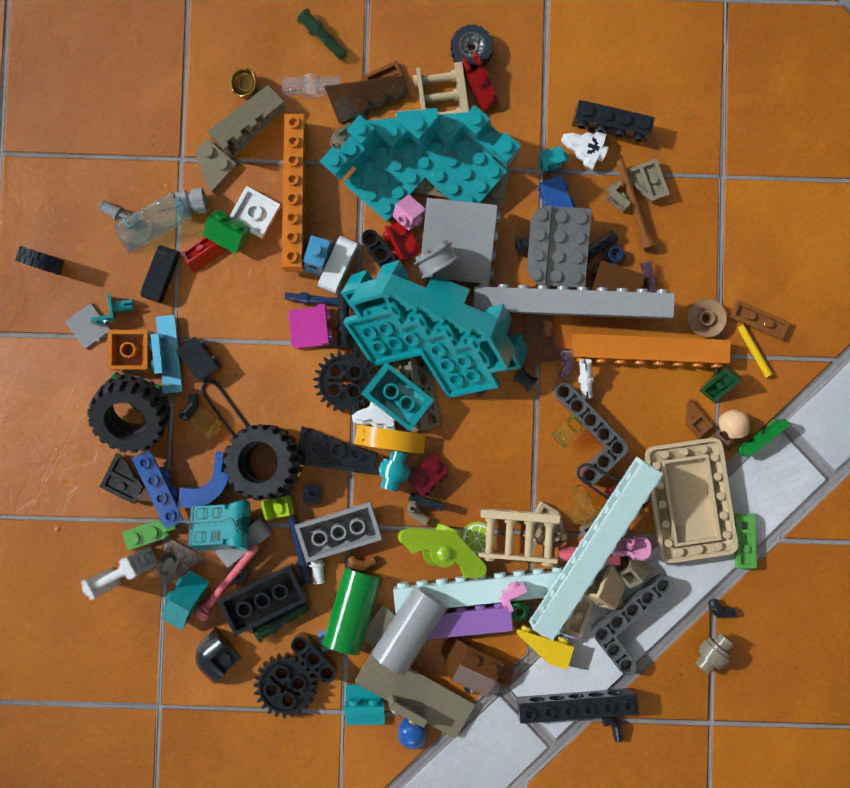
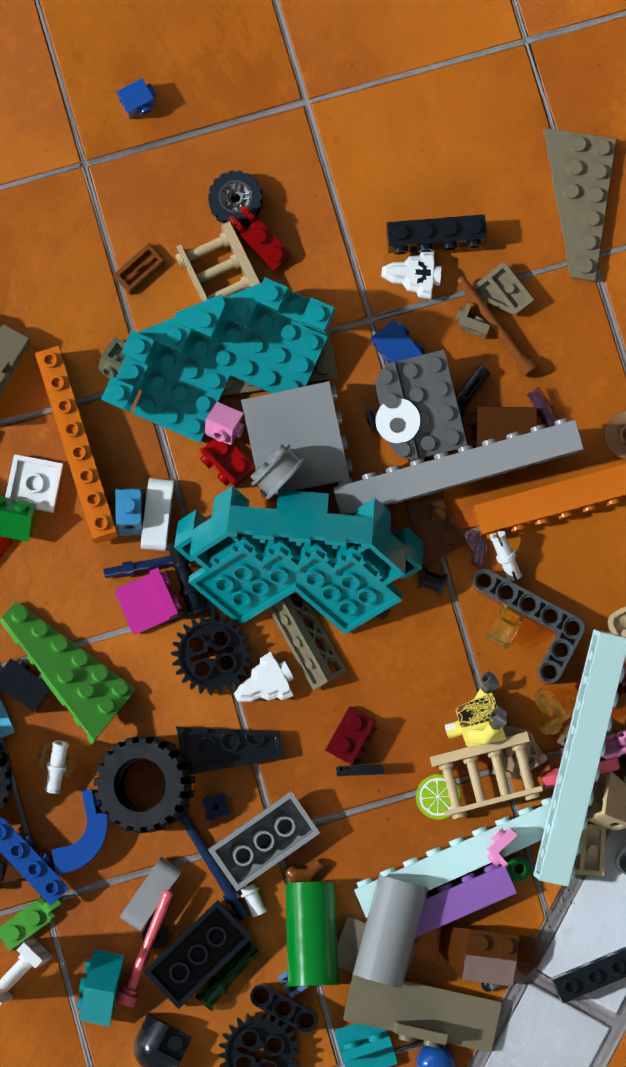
camera: 10 degrees left, 5 degrees down
(176, 560) = (74, 944): clear smoke wing -> none
(191, 408) = (31, 752): black arm -> none
(203, 427) = (56, 767): none -> white pin
(215, 410) = (74, 725): black piece -> none
(220, 526) = (117, 881): teal piece -> none
(237, 364) = (75, 677): none -> bright green wing
(277, 507) = (179, 836): lime bracket -> none
(309, 85) = (54, 306): clear piece -> none
(316, 28) = (39, 236): clear green pin -> none
(364, 95) = (116, 304): reddish brown wing -> none
(376, 247) = (199, 476): black beam -> none
(390, 439) = (290, 707): light orange arch -> none
(394, 470) = (308, 744): teal piece -> none
(397, 396) = (282, 651): teal slope -> none
(415, 513) = (351, 789): dark tan arm -> none
(443, 548) = (399, 818): lime piece -> none
(527, 492) = (481, 718): none -> torso
(549, 250) = (404, 410): none -> white sticker
(552, 159) = (378, 303): teal brick -> none
(553, 652) = (574, 903): yellow slope -> none
(599, 470) = (566, 664): black piece -> none
(620, 255) = (491, 386): dark blue plate -> none
(730, 122) = (581, 185): none -> dark tan wing

